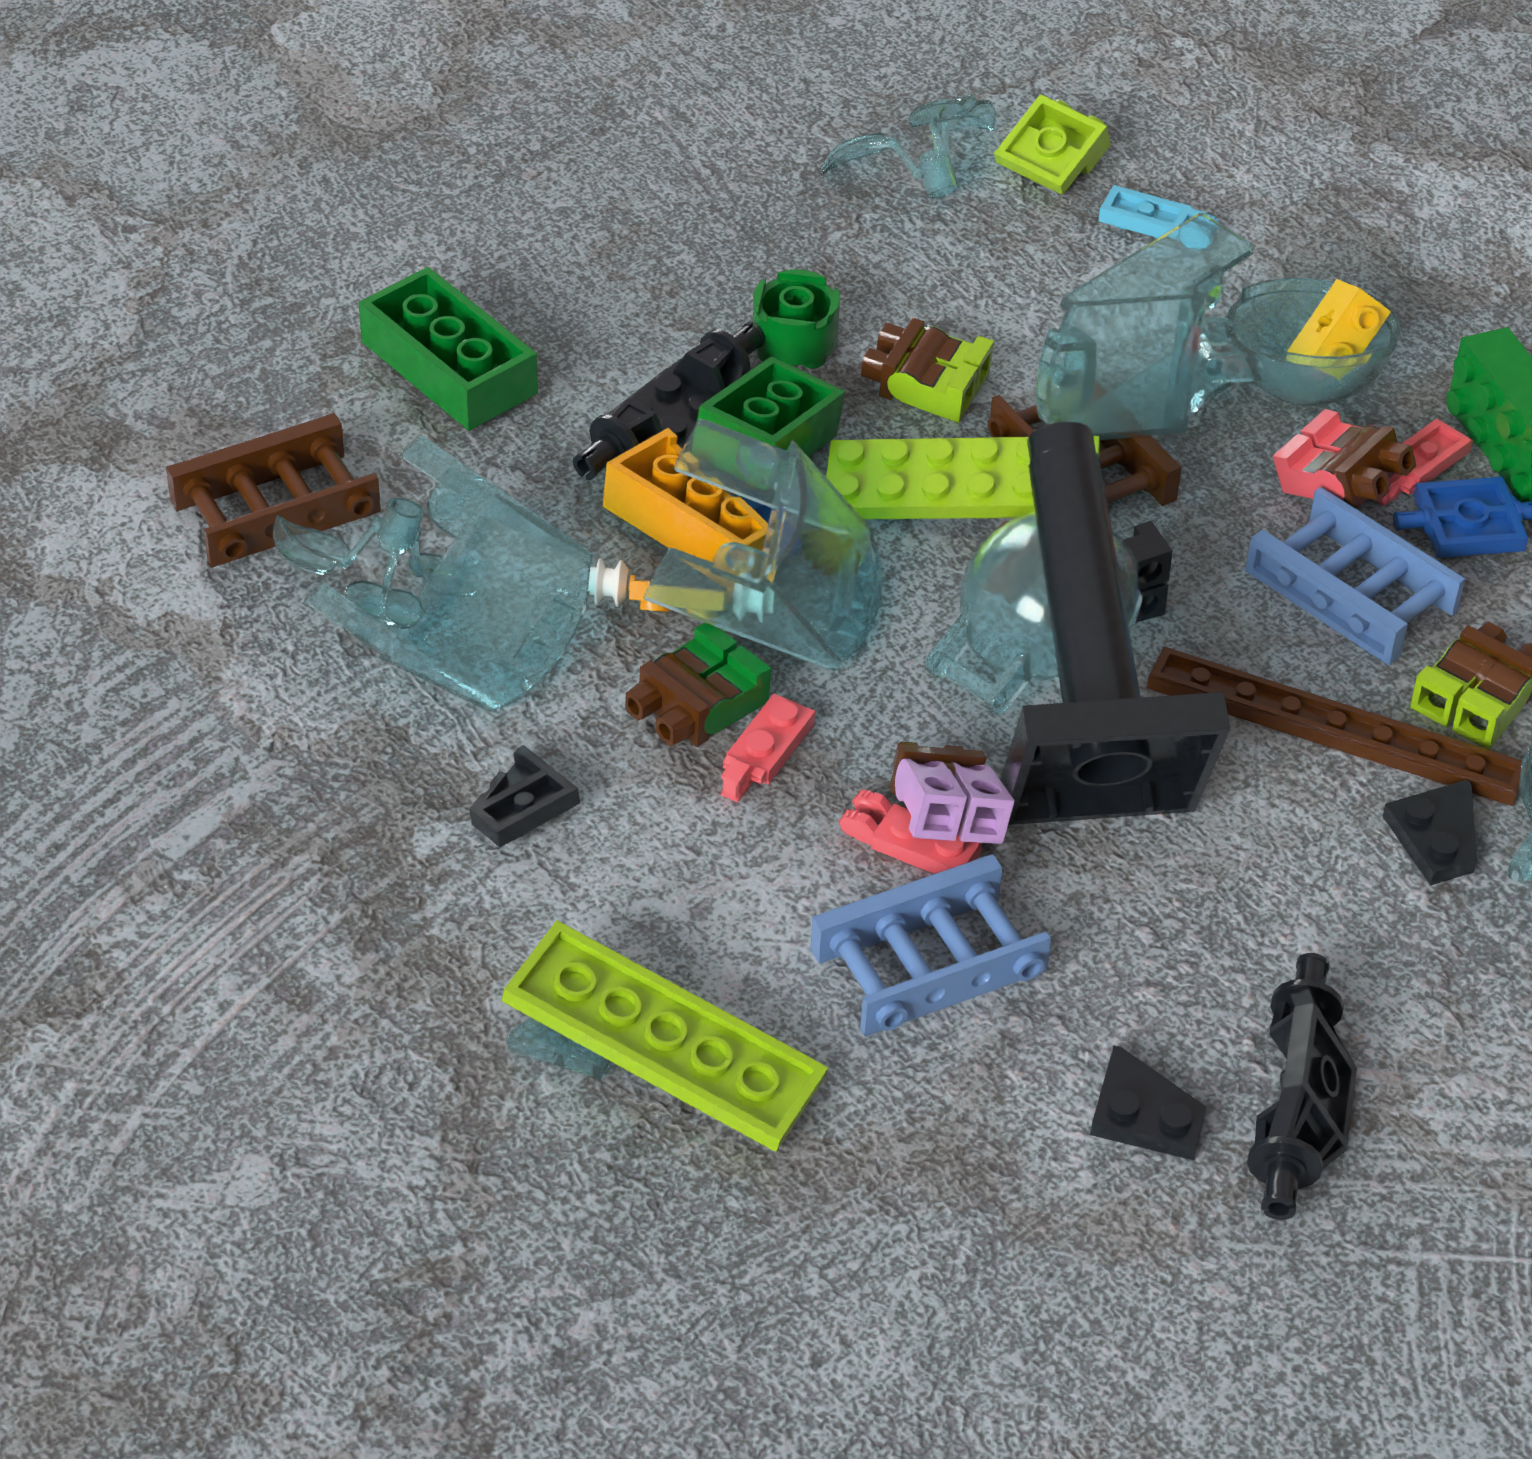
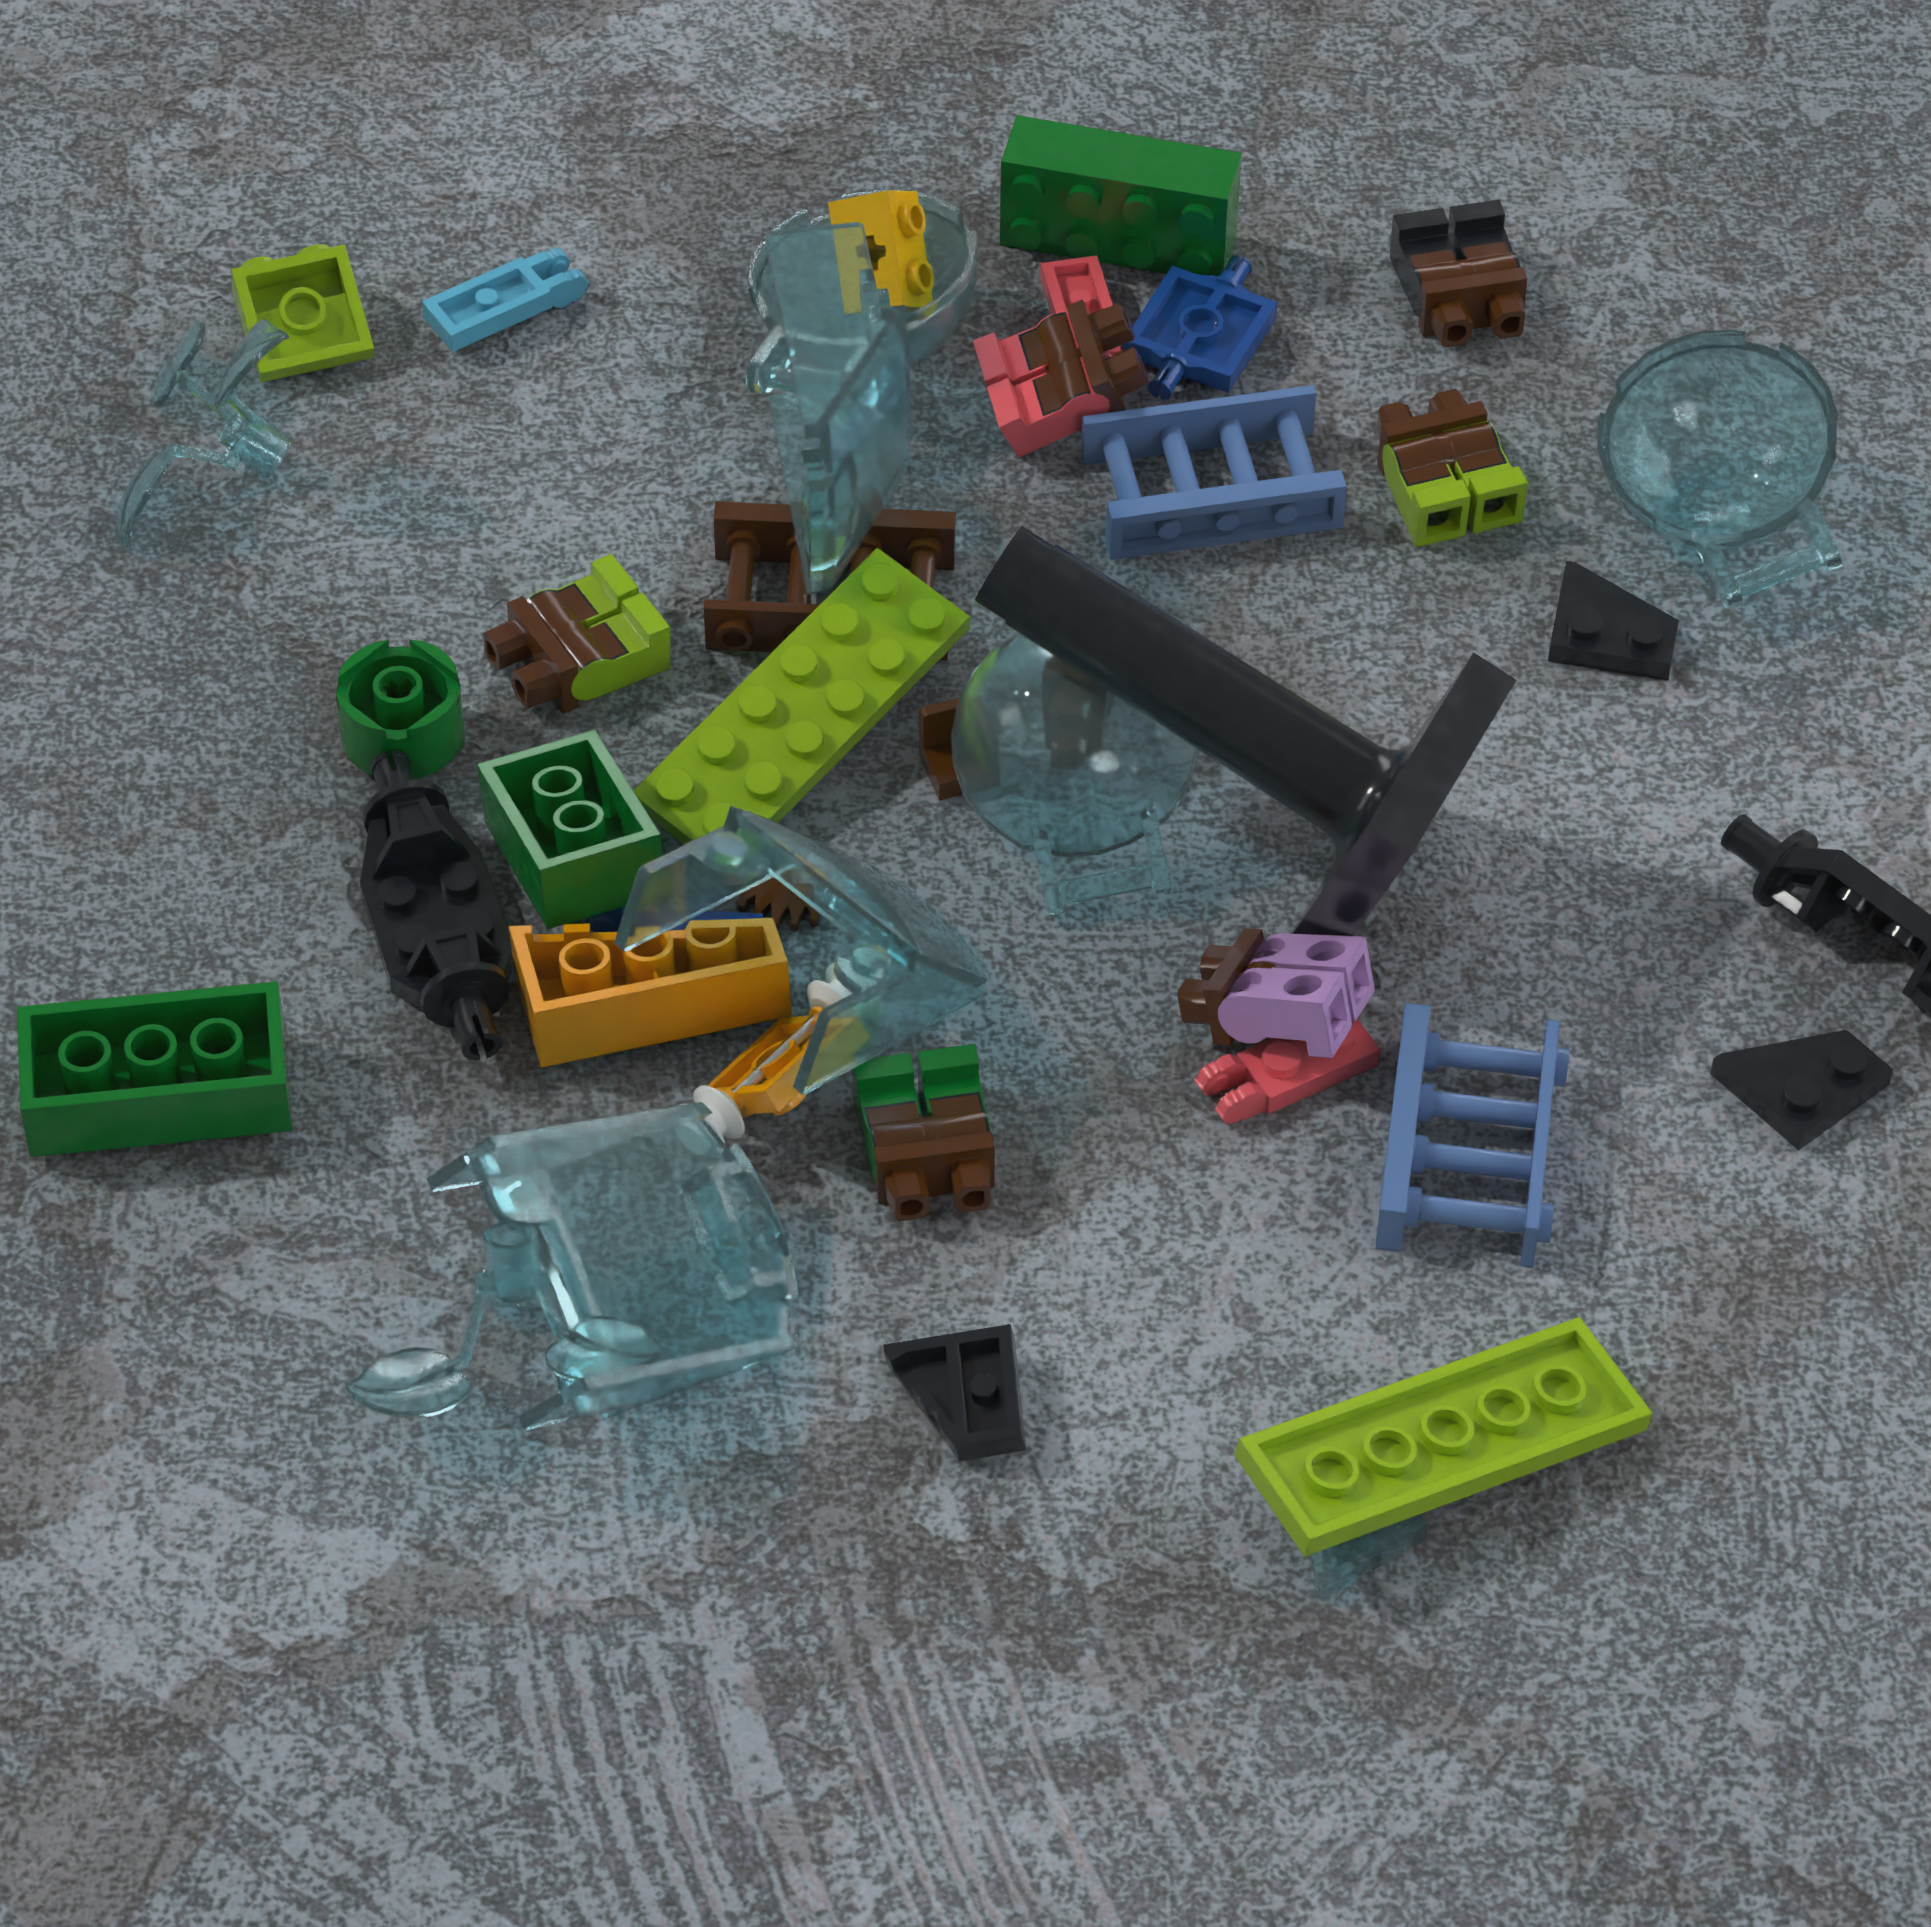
camera: 55 degrees left, 5 degrees up
(263, 460) = (191, 1341): reddish brown fence -> none
(765, 745) = (1051, 1122): coral hinge -> none
(1340, 726) = (1435, 602): reddish brown tile -> none

